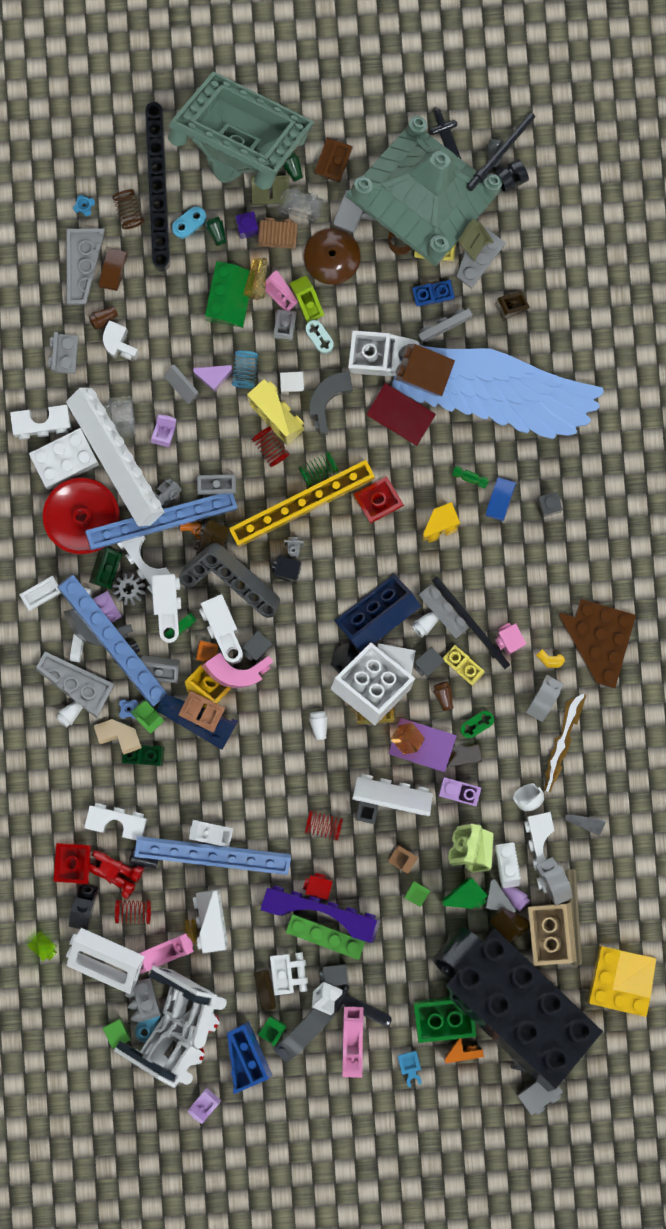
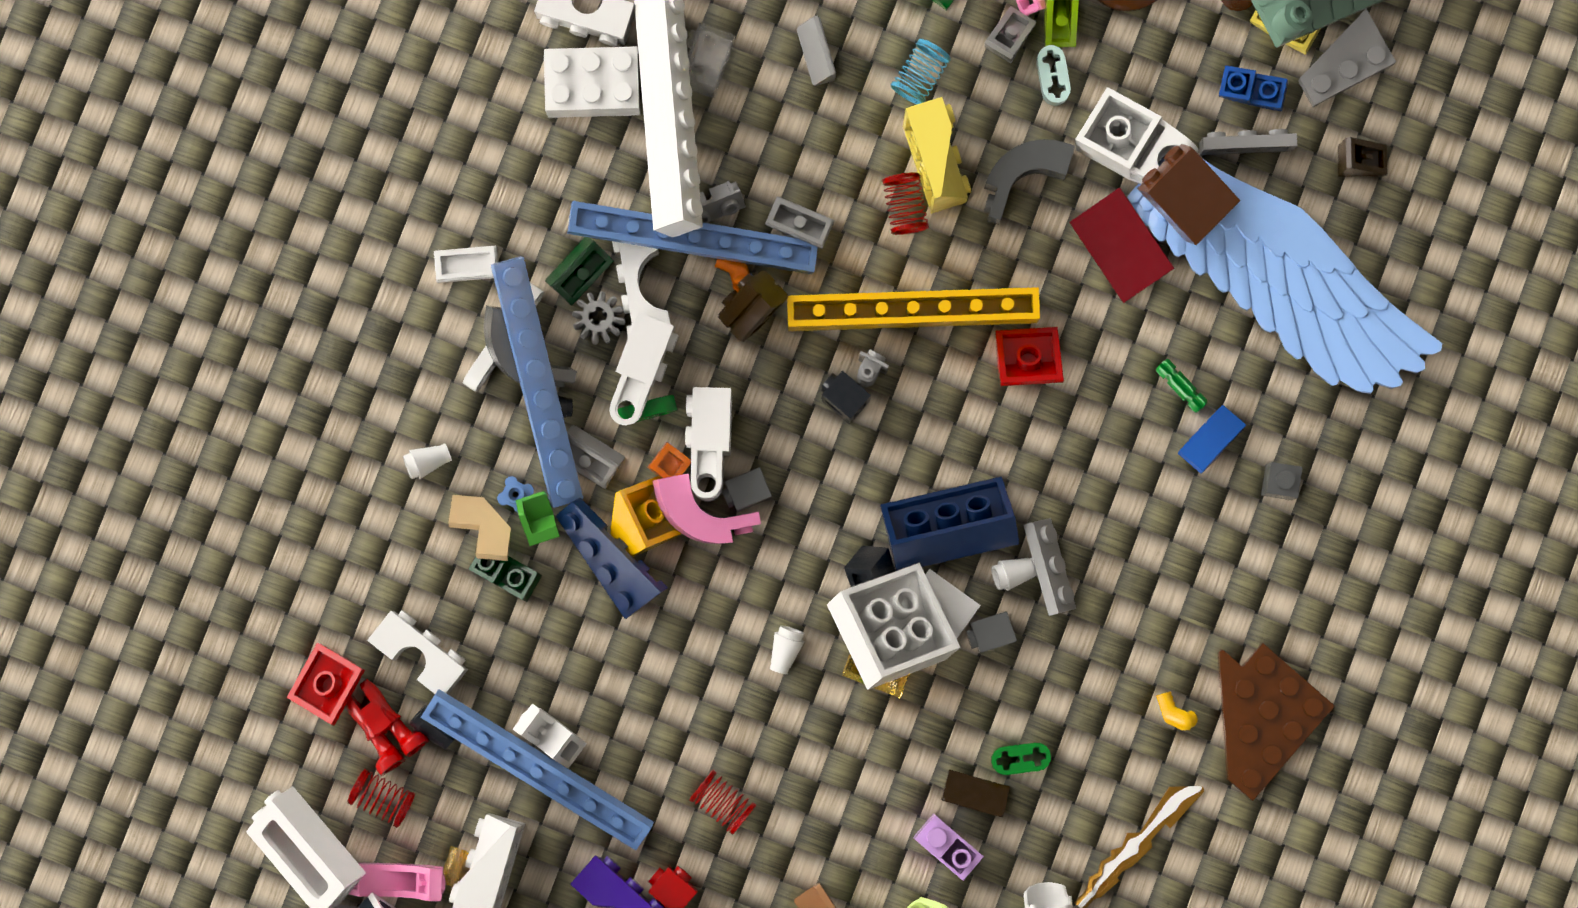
camera: 30 degrees right, 0 degrees up
(43, 947) = (226, 787): clear neon green bracket -> none
(78, 507) = (579, 162): red dish -> none
(80, 685) = (458, 423): light grey wing -> none
(83, 906) = (311, 756): black slope -> none
(107, 606) = (554, 329): lavender bracket -> none
(164, 430) = (759, 107): lavender bracket -> none
(210, 715) = (631, 560): nougat piece -> none
(213, 376) = (869, 60): lavender slope -> none
(234, 574) = (763, 367): dark grey beam -> none
(291, 382) = (981, 122): white panel -> none
(333, 465) = (985, 271): green piece -> none
(367, 812) = (795, 813): dark grey brick -> none
(393, 796) = (845, 807): white slope -> none
(407, 738) = (907, 731): clear orange panel -> none
(434, 750) = (925, 750): medium lavender piece -> none
(441, 521) = (1109, 431): yellow slope -> none
(444, 695) = (991, 692): reddish brown cone -> none
(463, 665) = (1041, 661): light yellow slope -> none
(474, 239) = (1353, 34): olive piece -> none
(495, 652) = (1097, 662): black bar -> none
(510, 638) = (1129, 653): bright pink brick -> none
(544, 698) = (1140, 767): light grey brick -> none

